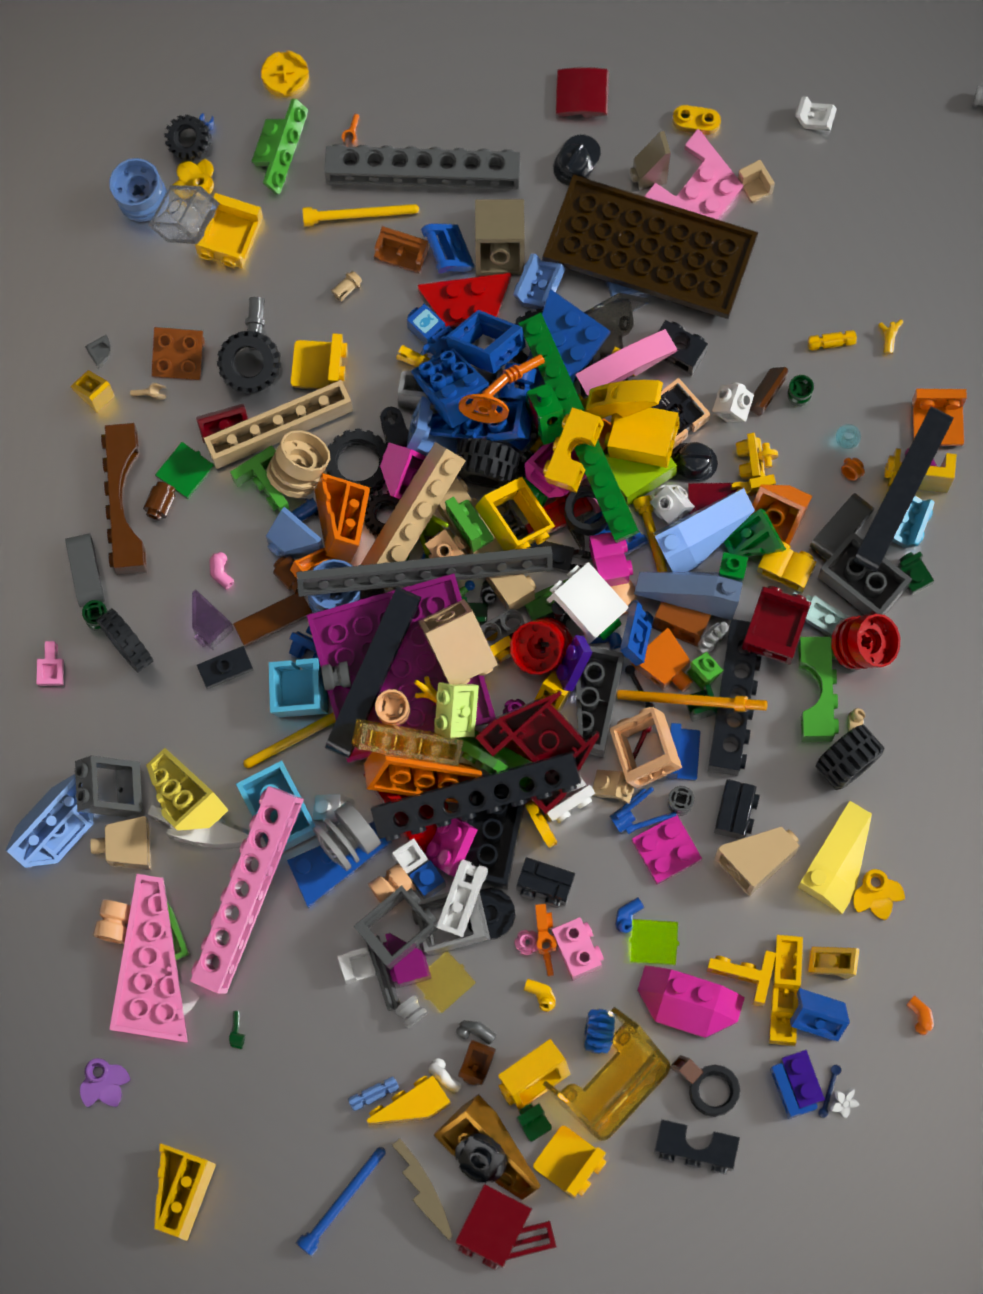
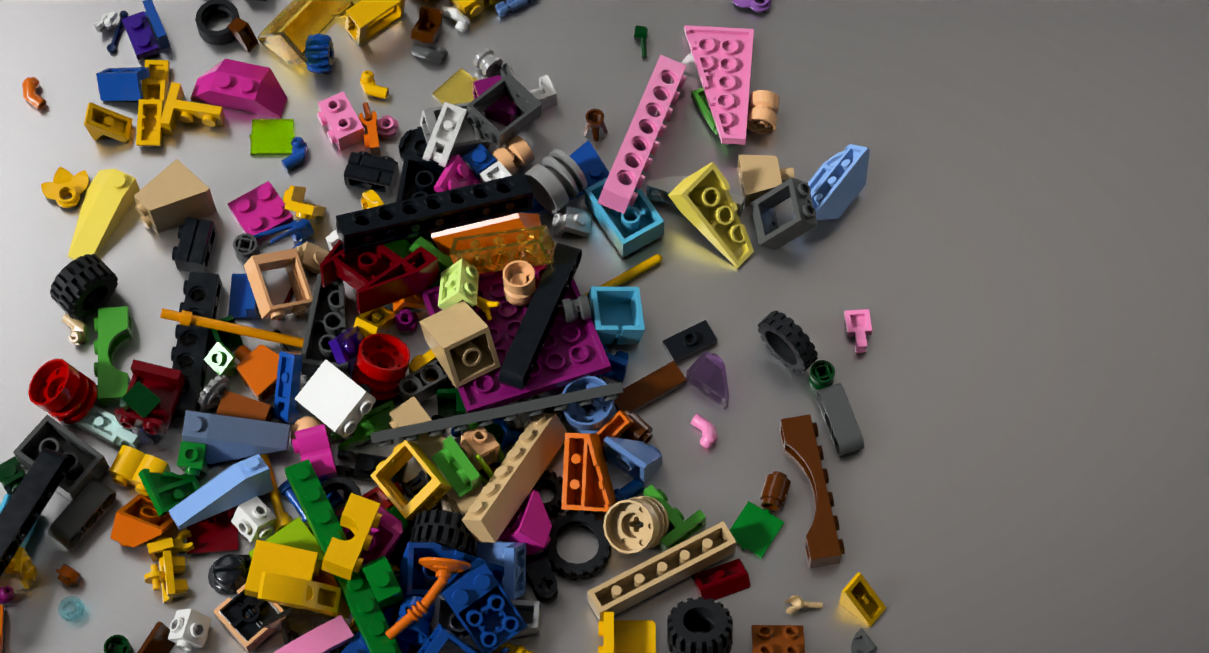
camera: 175 degrees right, 10 degrees down
(298, 921) = (595, 120): none -> reddish brown piece
(618, 837) = (294, 200): none -> yellow bracket
(784, 613) = (140, 400): none -> dark green panel

